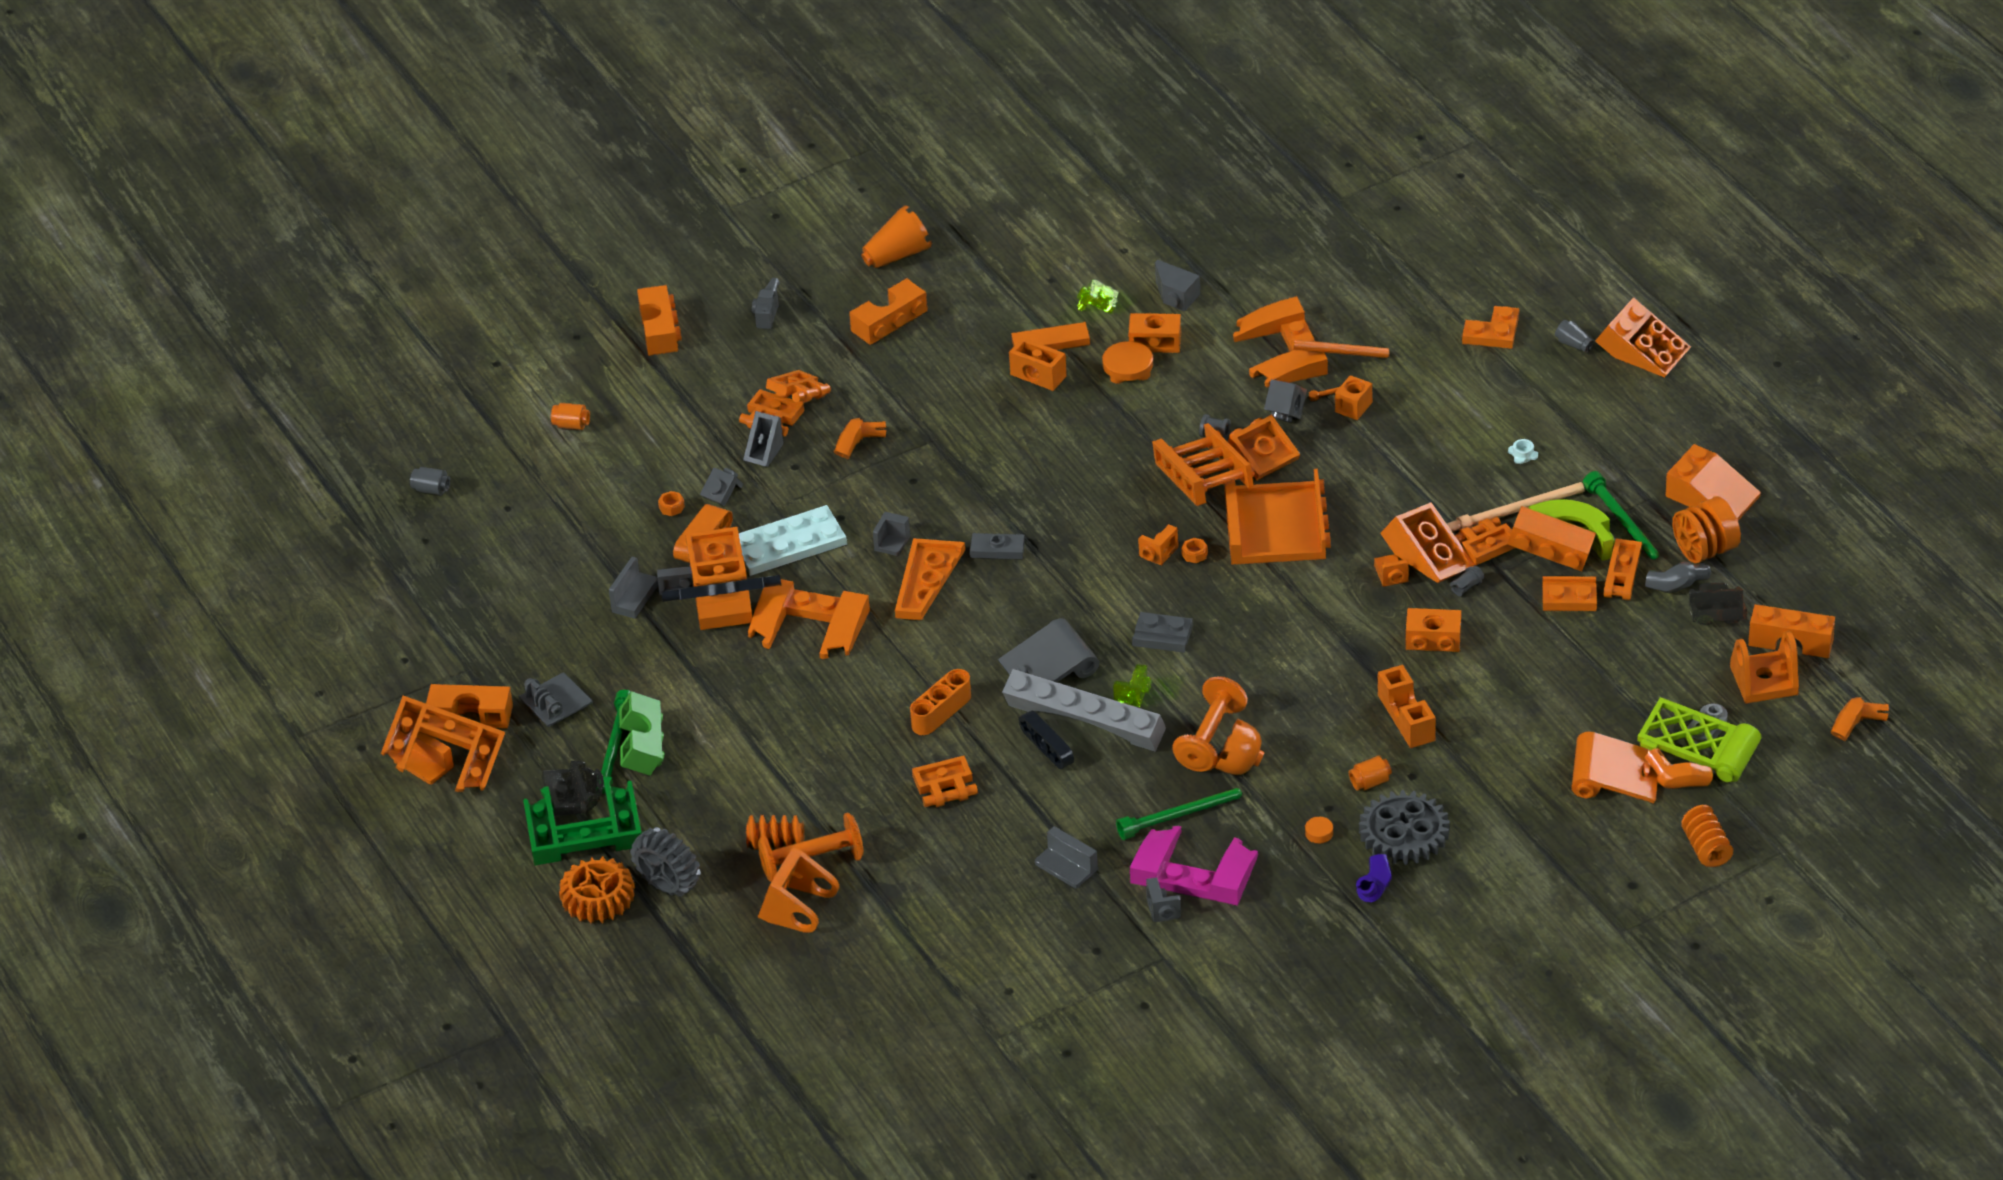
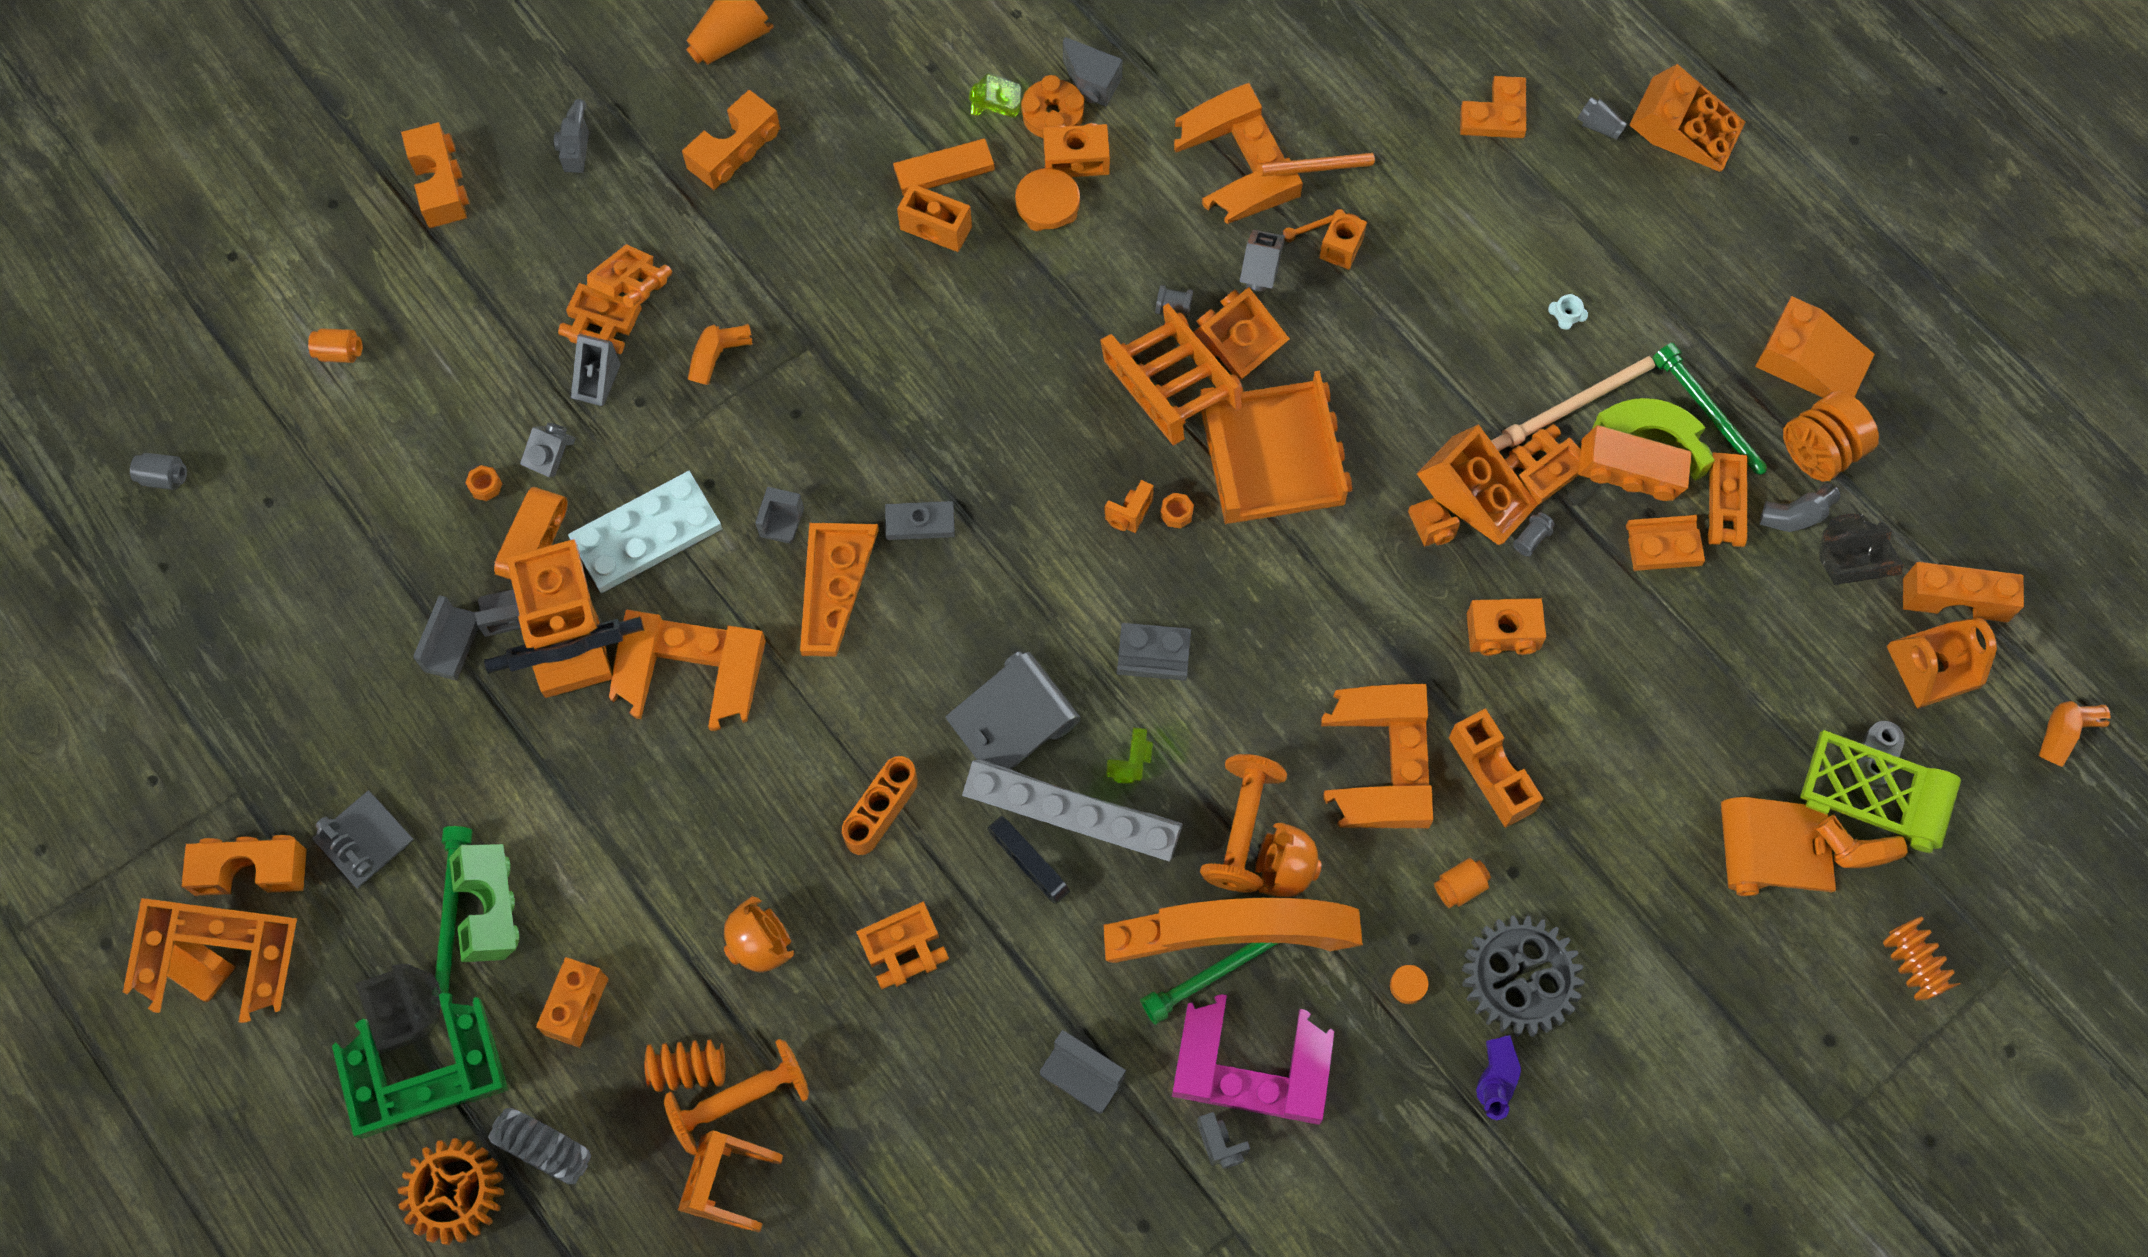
camera: 10 degrees left, 25 degrees up
(698, 793) = (572, 1002): none -> orange brick
(836, 765) = (756, 938): none -> orange cylinder
(1136, 302) = (1052, 92): none -> orange plate
(1196, 762) = (1235, 921): none -> orange arch
(1333, 727) = (1410, 797): none -> orange wedge

